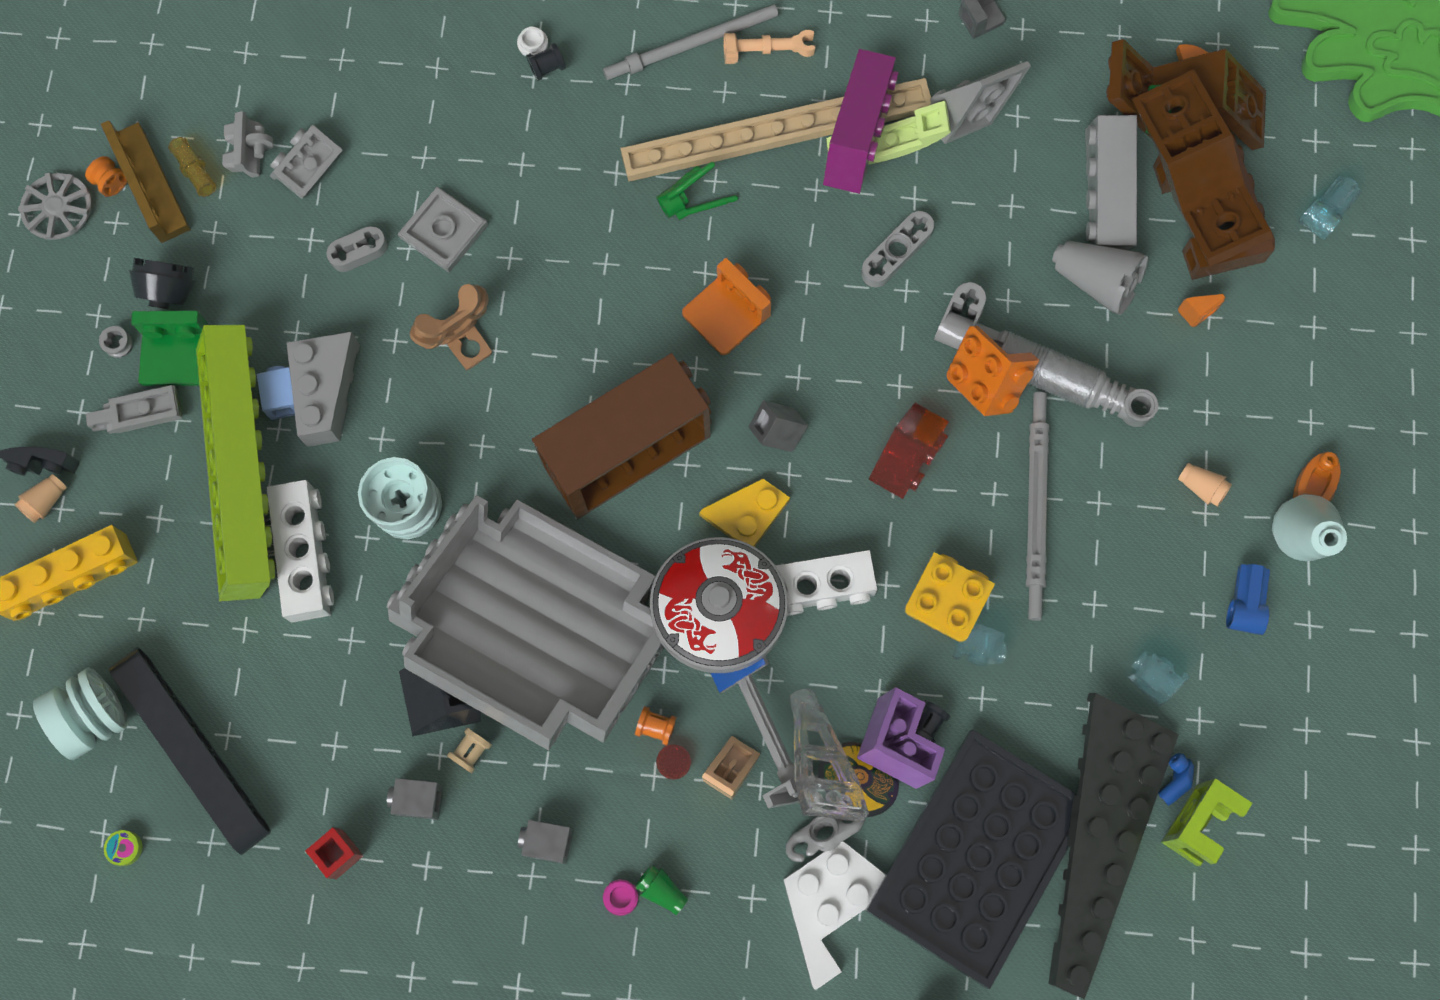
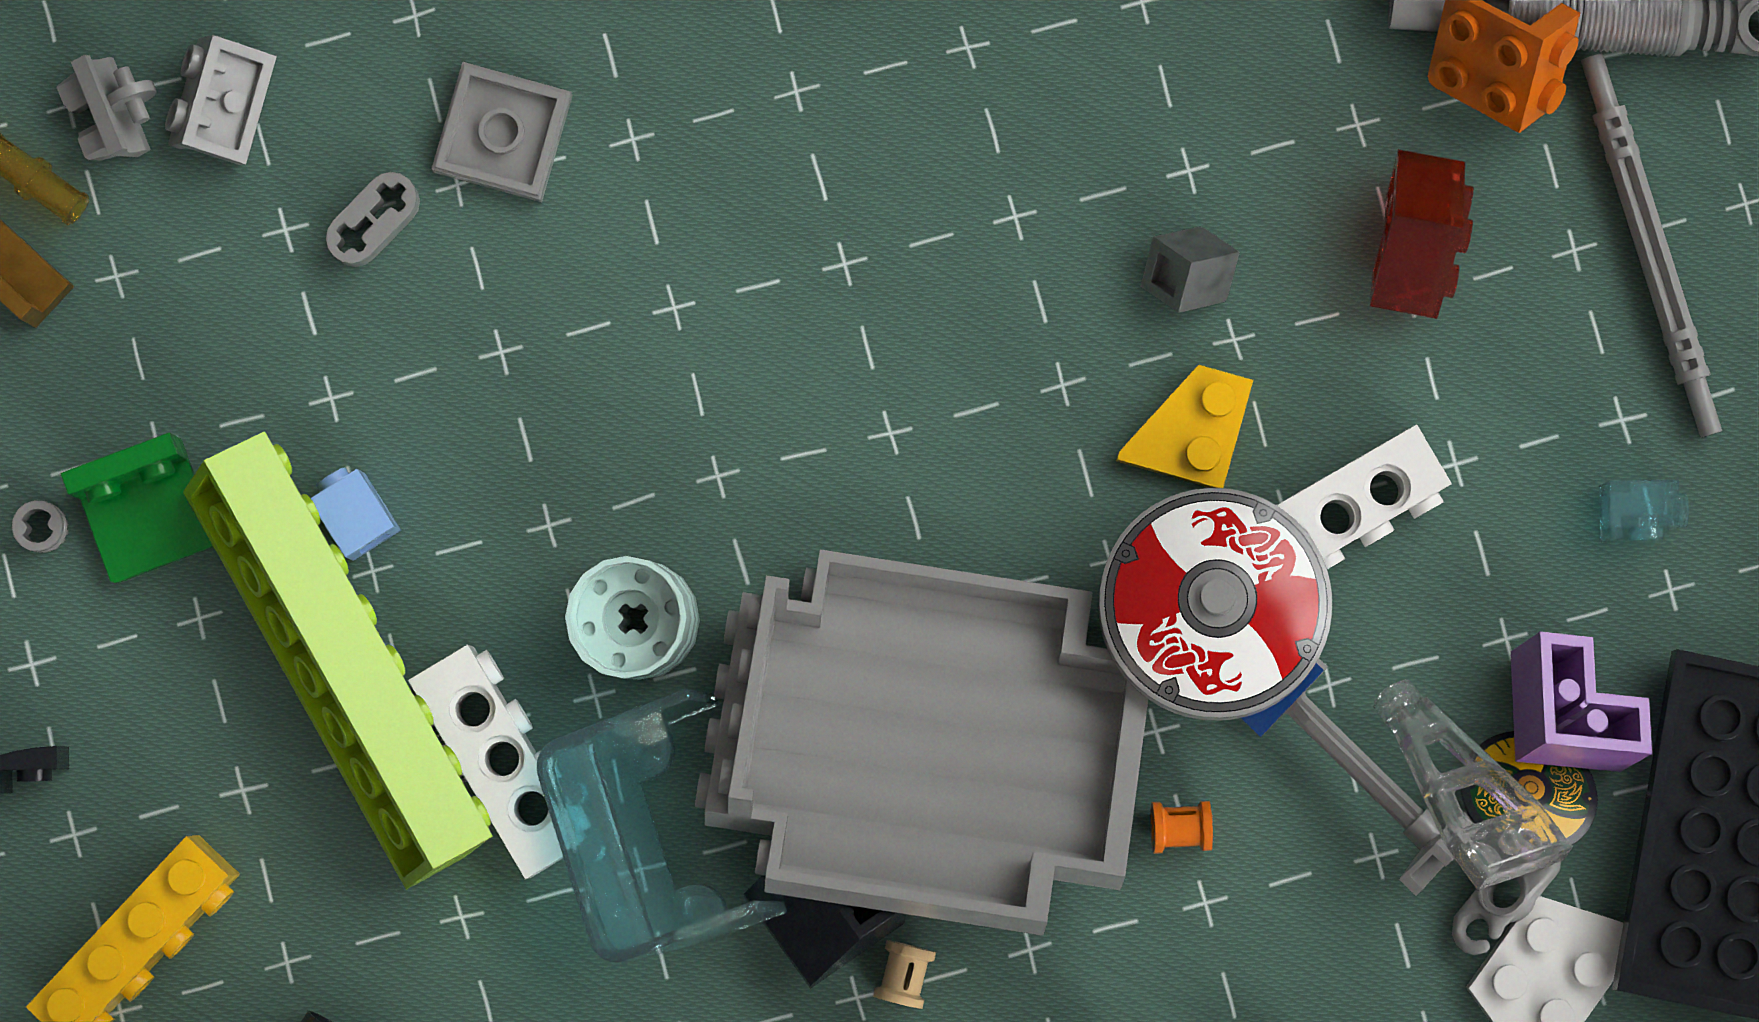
camera: 20 degrees left, 10 degrees up
(40, 498) = (38, 832): light nougat cone -> none
(137, 411) = (131, 629): light grey hinge -> none
(161, 282) = (78, 401): black cone -> none
(320, 385) = (418, 476): light grey wedge -> none
(339, 610) = (612, 842): none -> clear light blue windscreen
(434, 332) = (573, 317): medium nougat piece -> none
(625, 435) = (961, 383): reddish brown container -> none
(673, 762) = (1230, 871): clear red plate -> none
(728, 308) = (1033, 100): orange bracket -> none
(730, 767) = (1324, 846): light nougat slope -> none
(931, 721) = (1617, 647): black bush -> none
(949, 597) = (1569, 453): yellow bracket -> none

